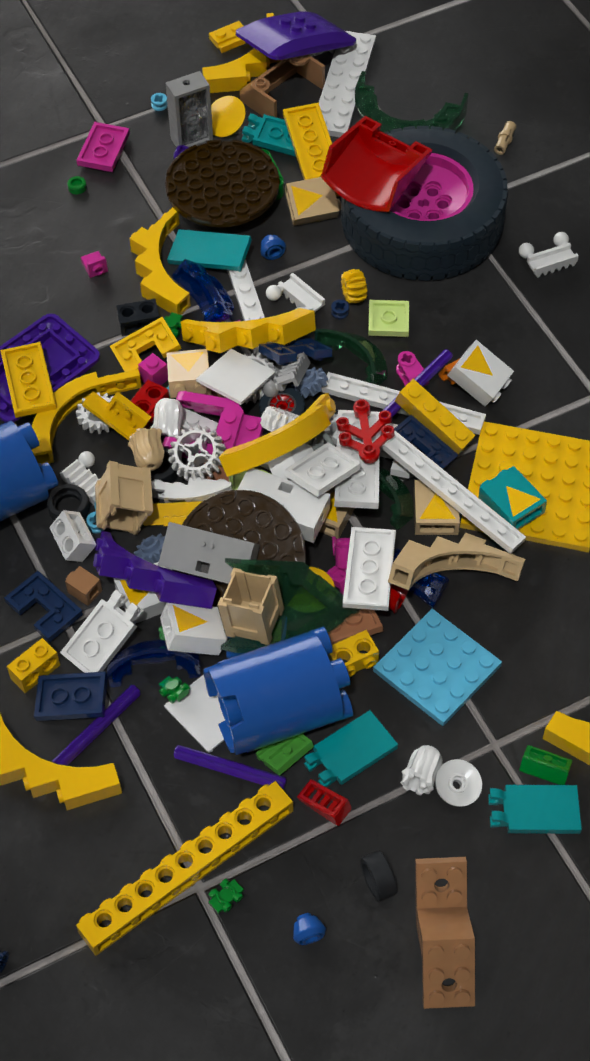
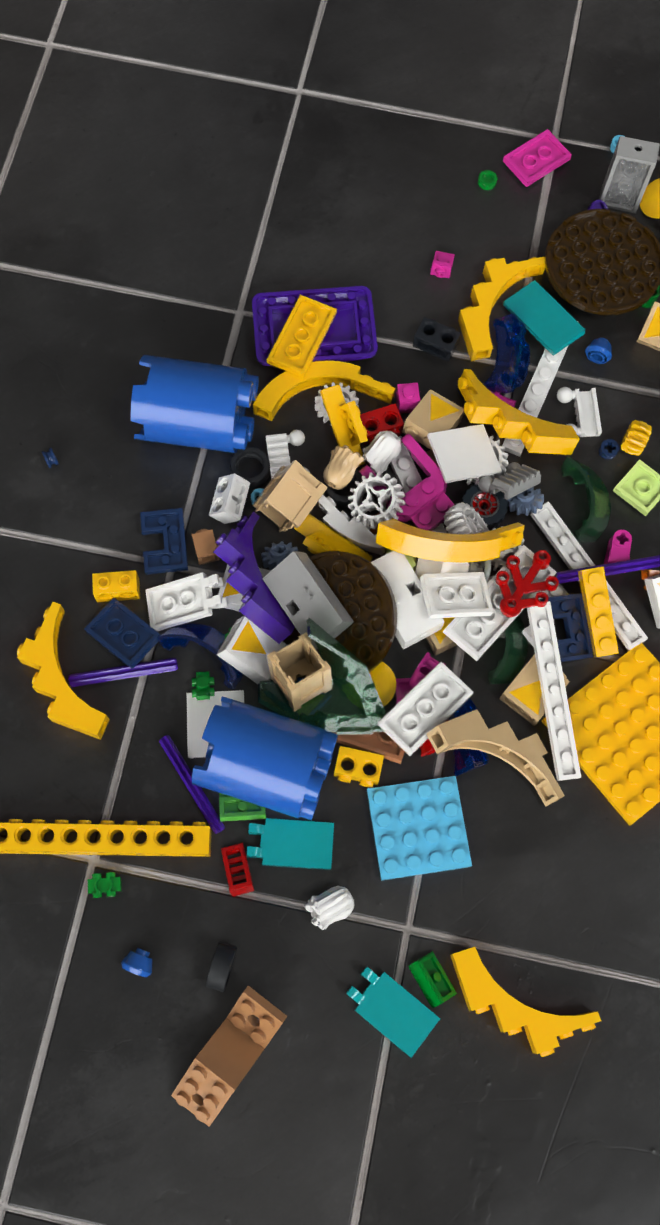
camera: 35 degrees right, 15 degrees up
(153, 334) = (434, 364): yellow plate -> none
(174, 322) = (454, 367): green piece -> none
(288, 353) = (519, 460): dark blue plate -> none
(465, 775) = (350, 952): white dish -> none
(513, 497) = (600, 733): teal brick -> none

